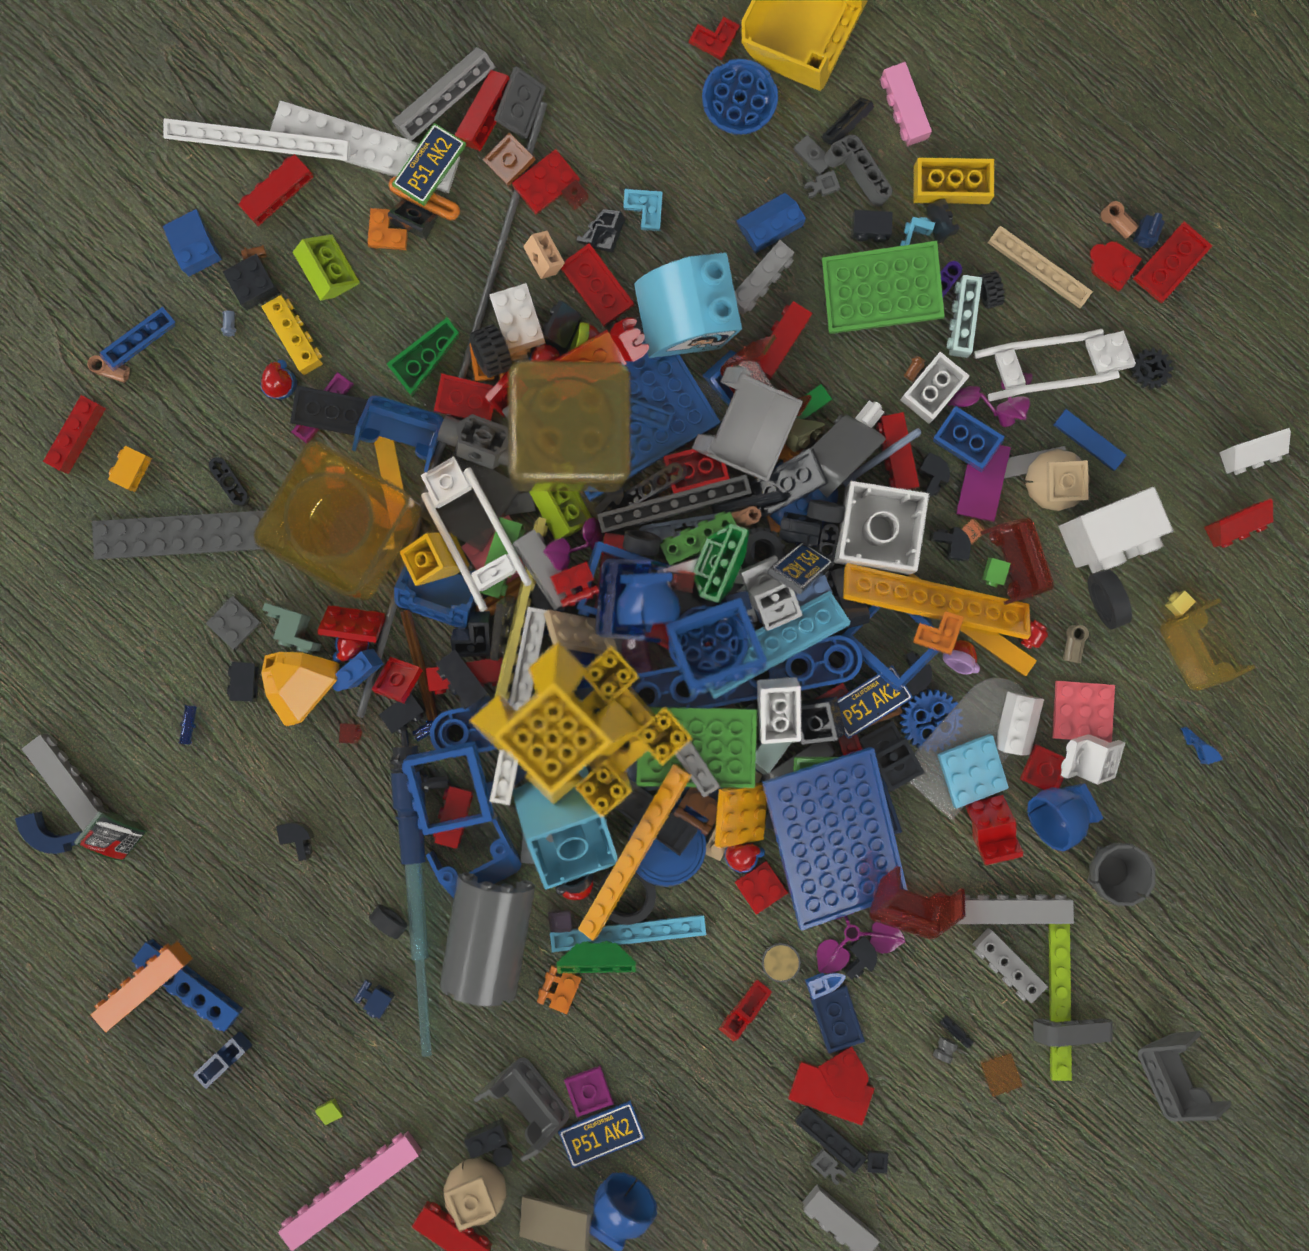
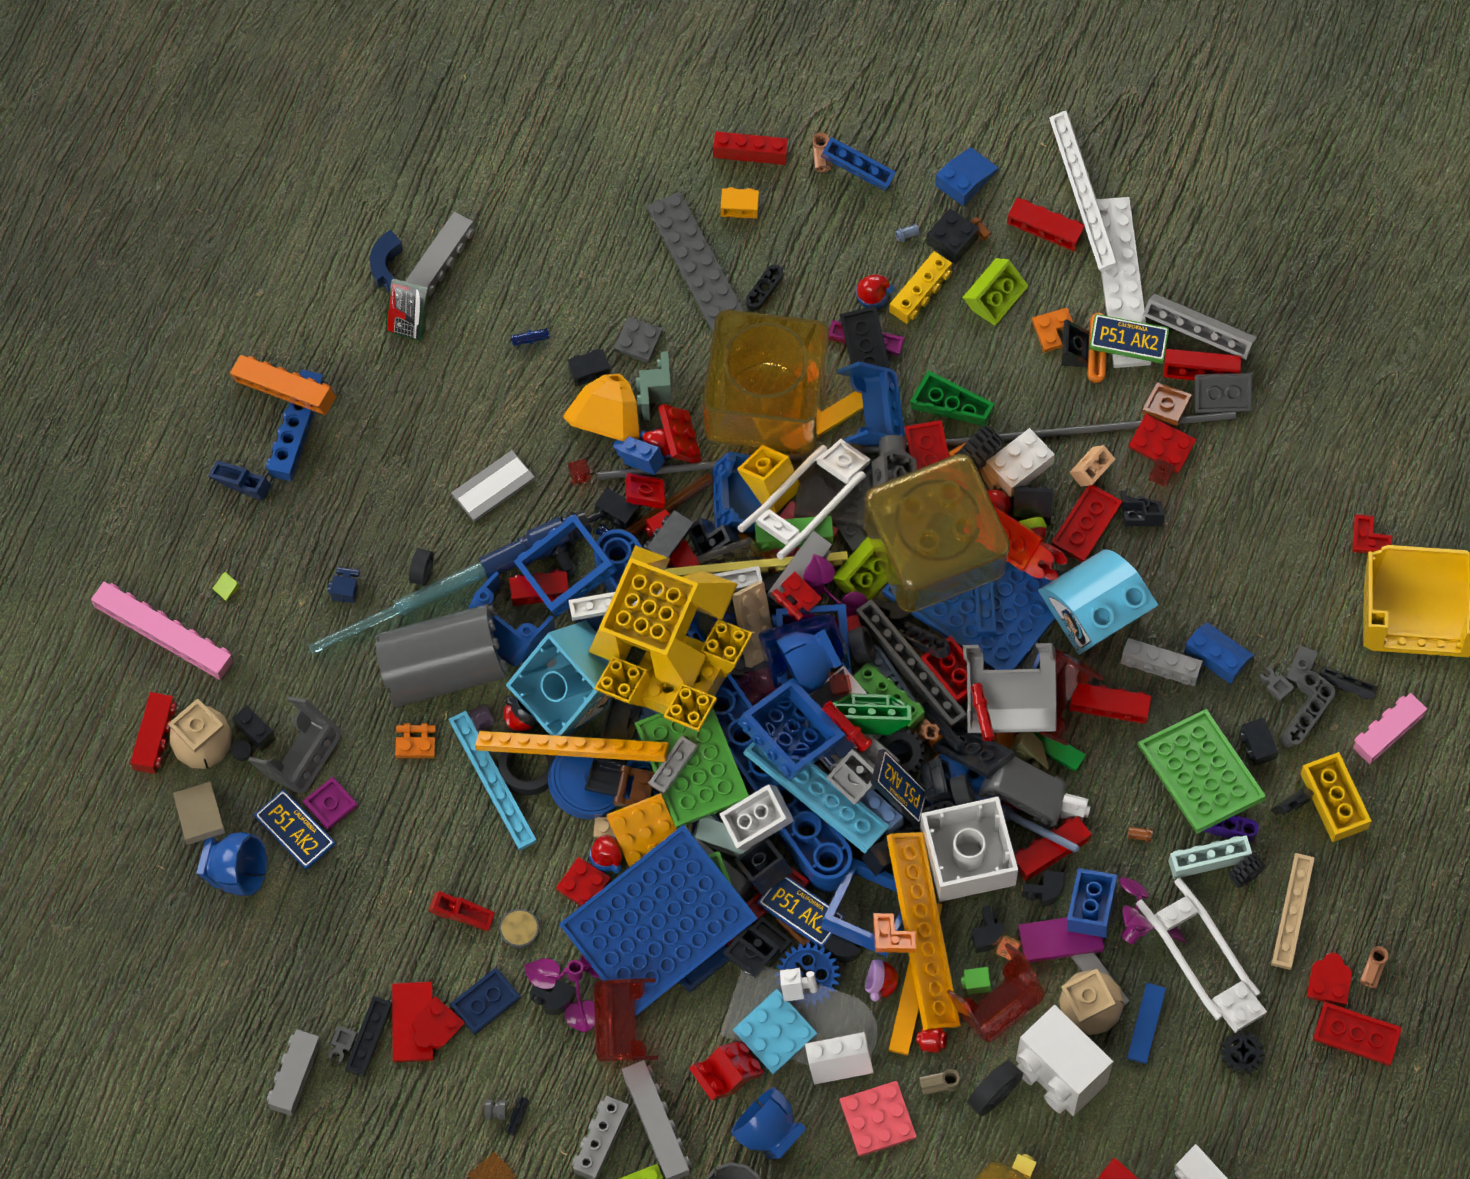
camera: 70 degrees right, 20 degrees down
(297, 833) = (468, 464): black brick -> none
(329, 819) = (493, 486): none -> tile
(596, 958) = (456, 755): green wedge -> none
(649, 203) = (1183, 541): medium azure plate -> none
(738, 589) = (852, 732): none -> red pin
(744, 80) = (1325, 561): blue brick -> none
(757, 460) = (980, 704): none -> red pin
(824, 984) = (515, 974): plate -> none
(877, 1162) = (364, 1084): black tile -> none
(920, 225) = (1281, 787): medium azure bracket -> none
(934, 387) = (1128, 855): white brick -> none
(946, 739) = (794, 985): none -> white brick
(1043, 768) = (807, 1101): red plate -> none
(1092, 759) = (833, 1134): white bracket -> none
(1149, 230) = (1375, 998): dark blue brick -> none

